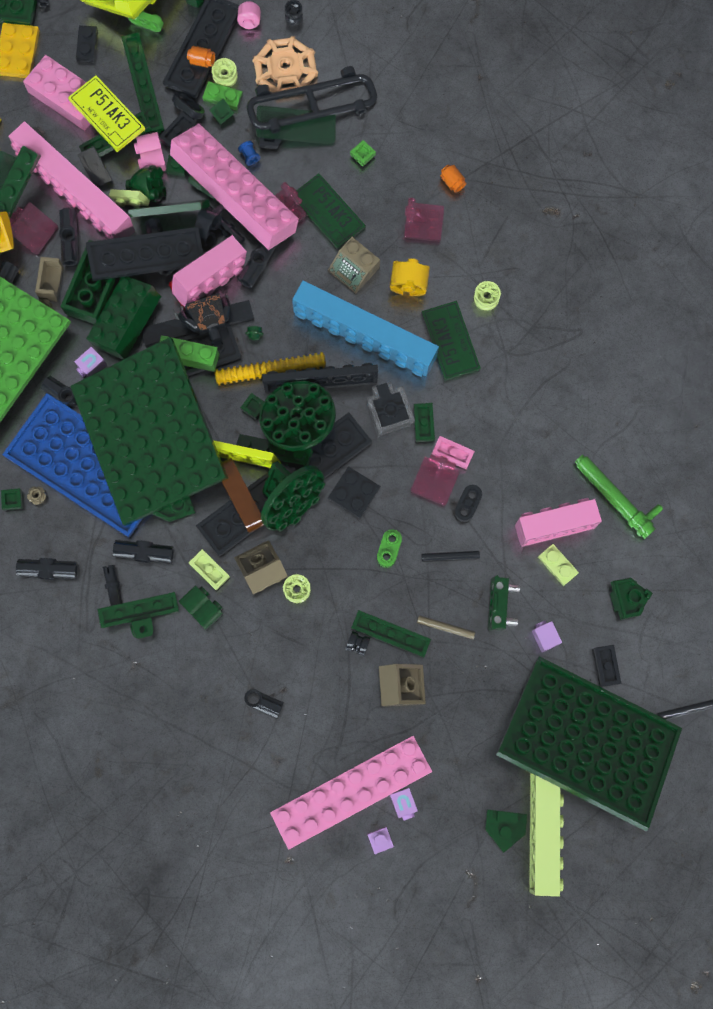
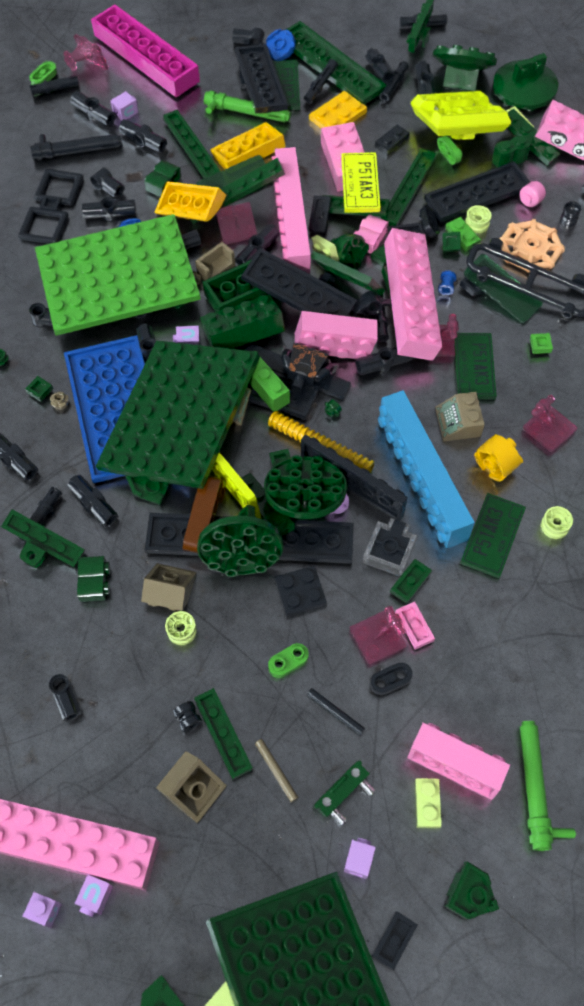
camera: 45 degrees right, 15 degrees down
(201, 56) = (468, 193): orange brick -> none
(209, 569) = (127, 555): yellowish green plate -> none

